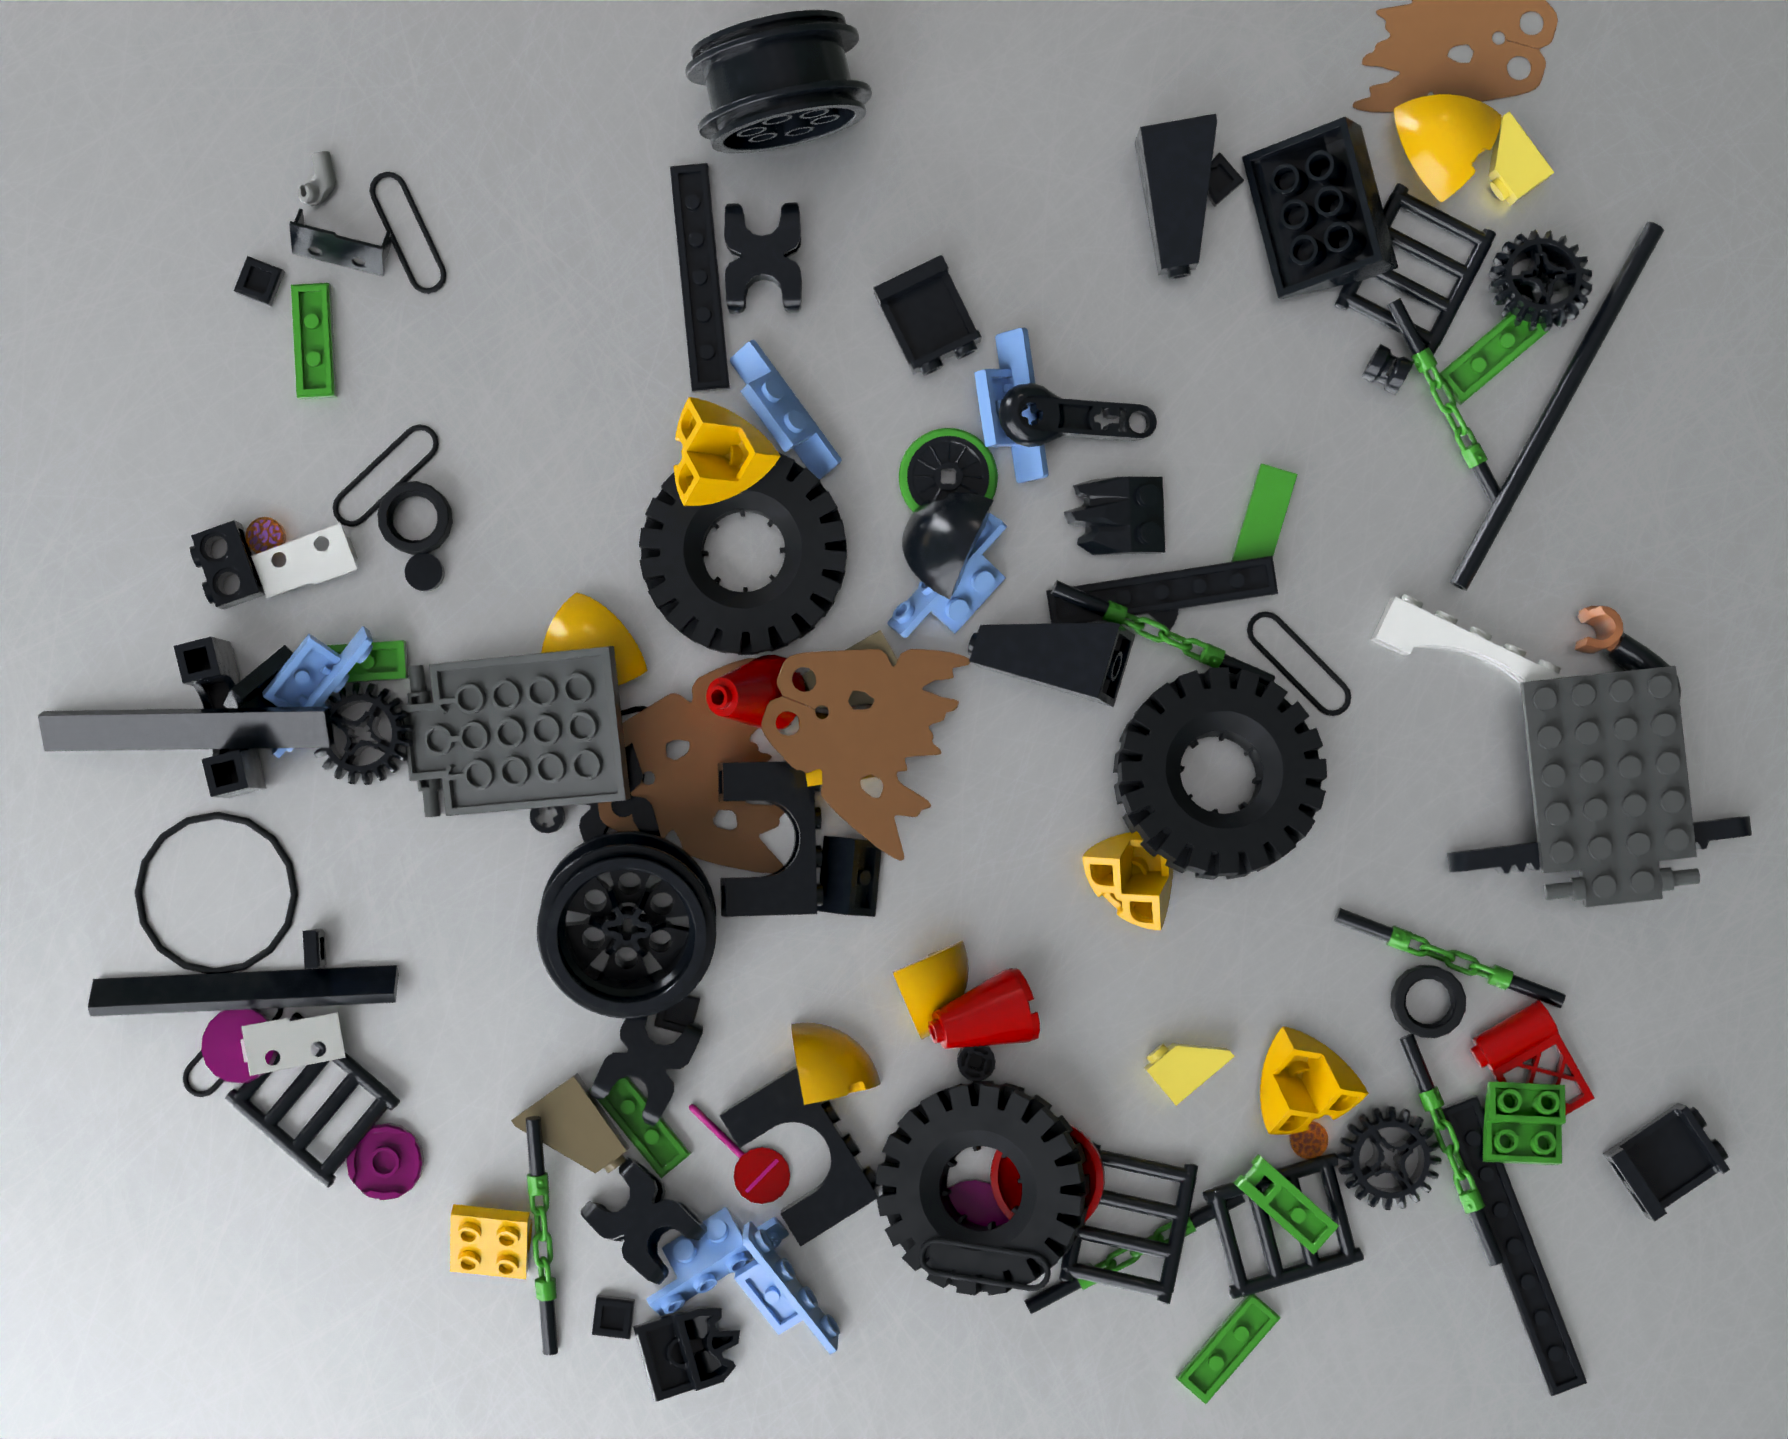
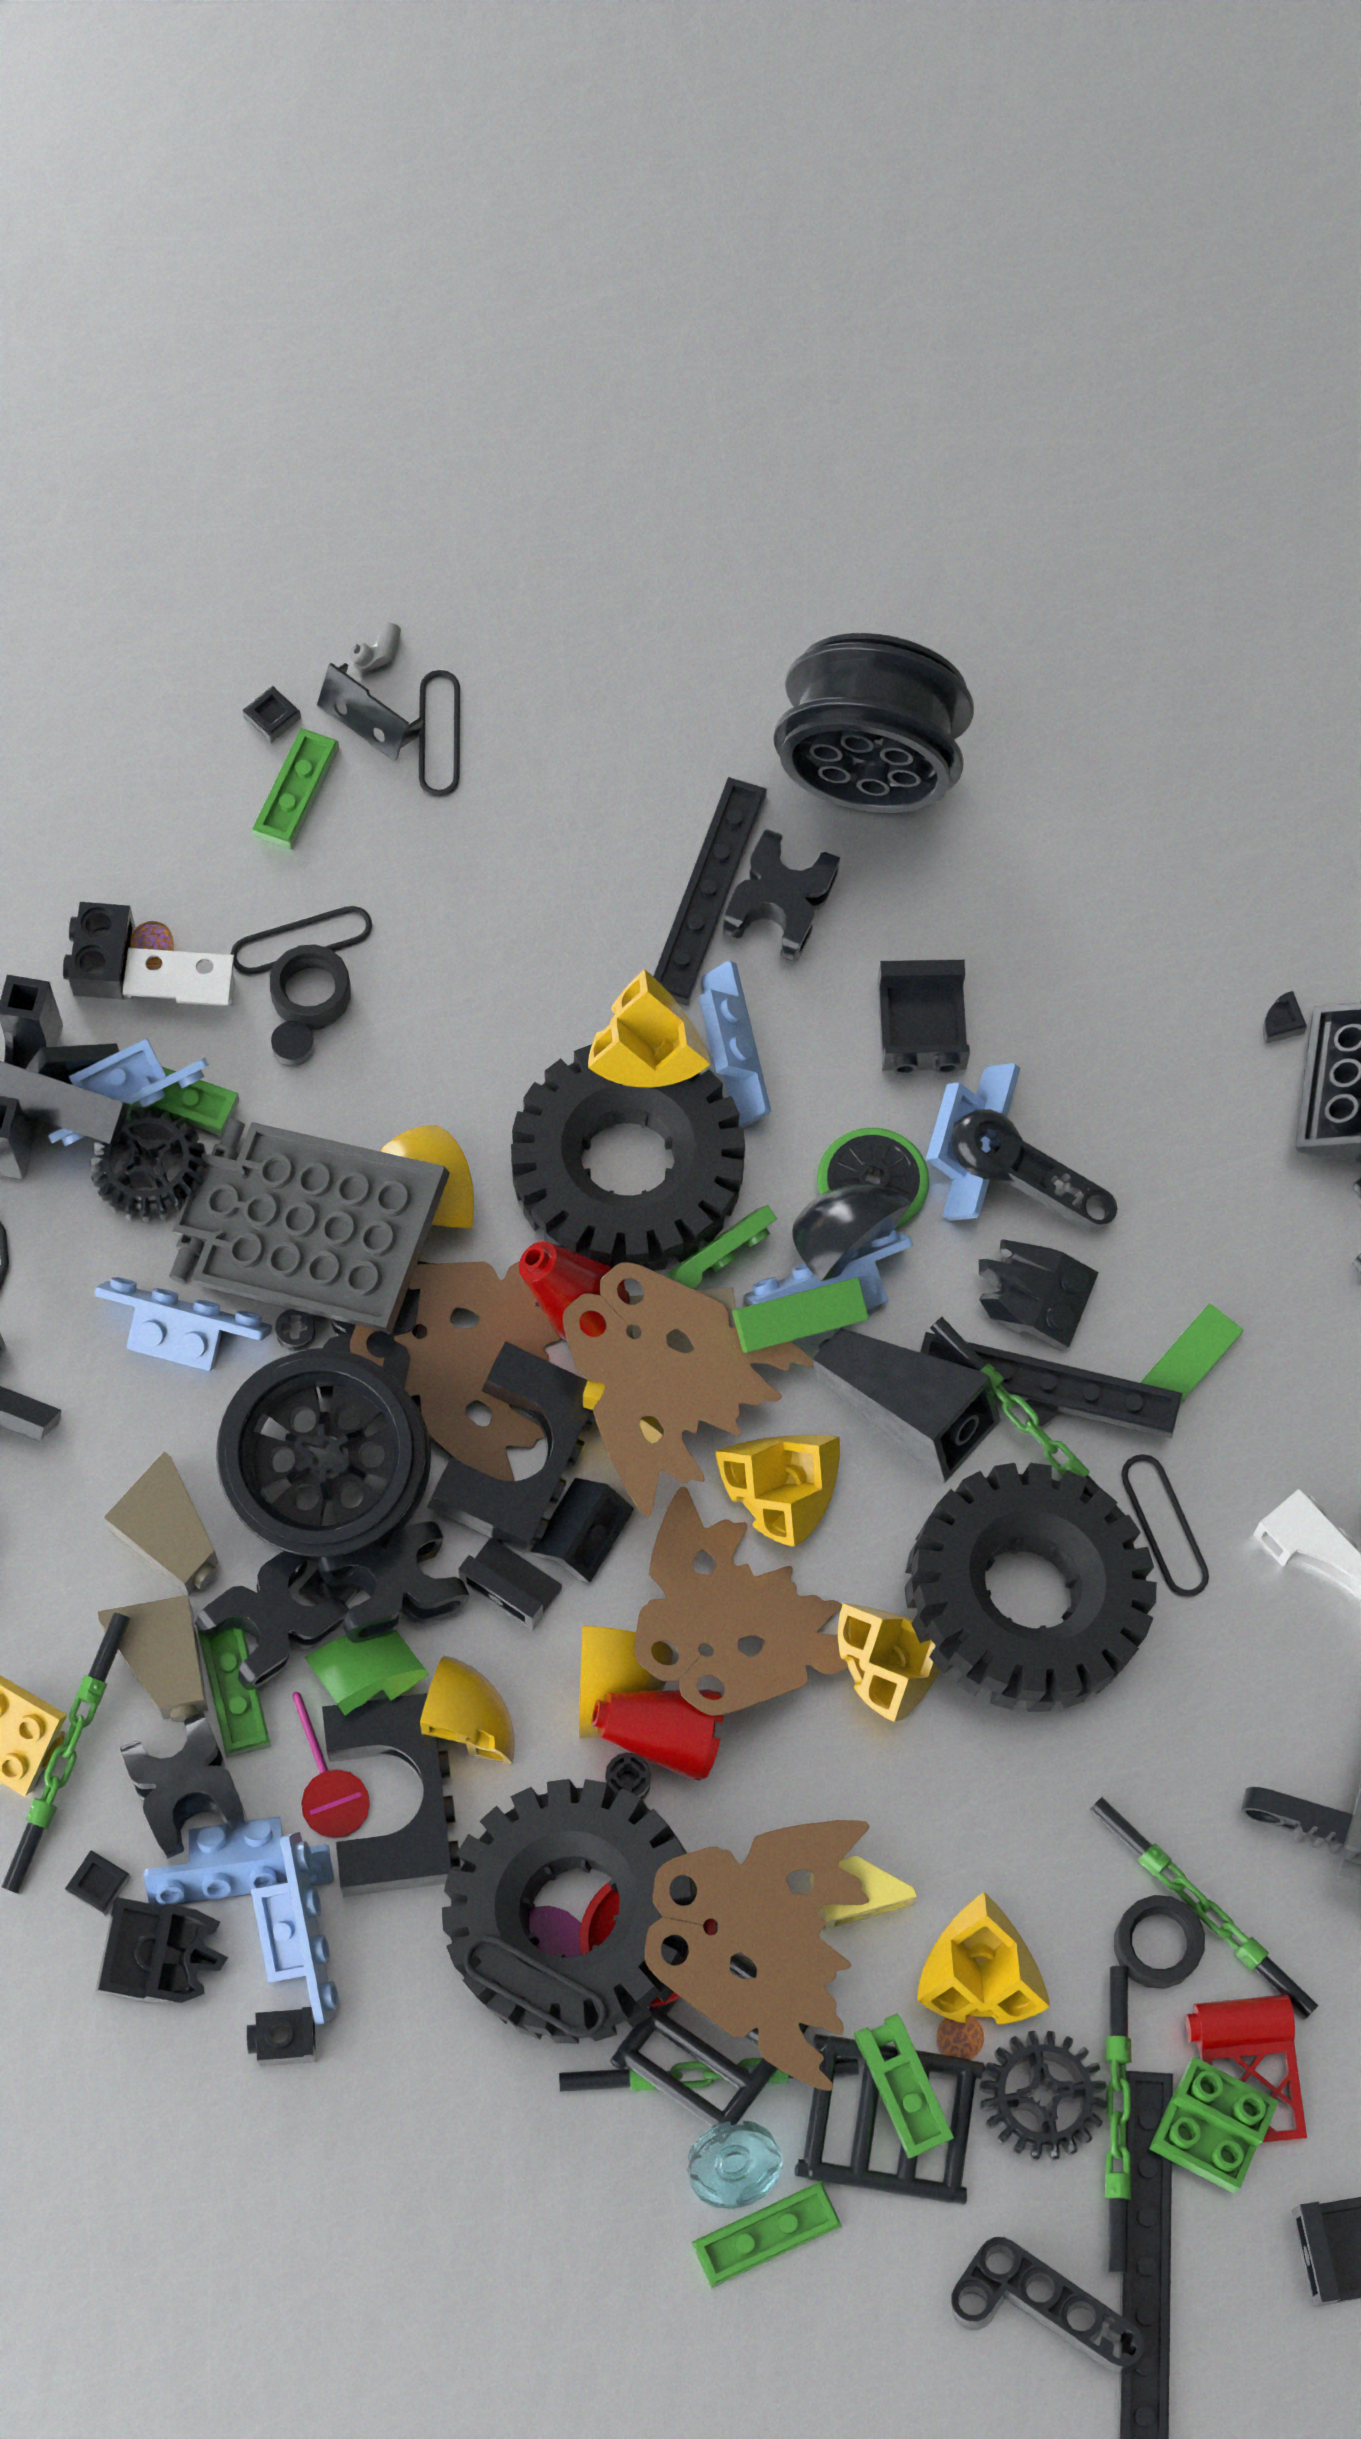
camera: 20 degrees right, 20 degrees down
(453, 856) = (178, 1328): none -> light blue bracket
(528, 1025) = (164, 1527): none -> dark tan slope
(730, 991) = (395, 1583): none -> black piece
(737, 1068) = (363, 1669): none -> bright green slope
(814, 943) = (510, 1582): none -> black panel
(819, 1360) = (296, 2049): none -> black brick
(853, 596) = (720, 1250): none -> bright green plate
(944, 631) = (800, 1315): none -> bright green tile
(989, 769) = (782, 1482): none -> yellow brick
(991, 897) = (724, 1609): none -> medium nougat piece
(1139, 1140) = (768, 1926): none -> medium nougat piece
(1175, 184) = (1238, 986): black slope -> none
(1185, 1316) = (734, 2164): none -> clear light blue tile
(1461, 1315) = (1051, 2313): none -> black beam

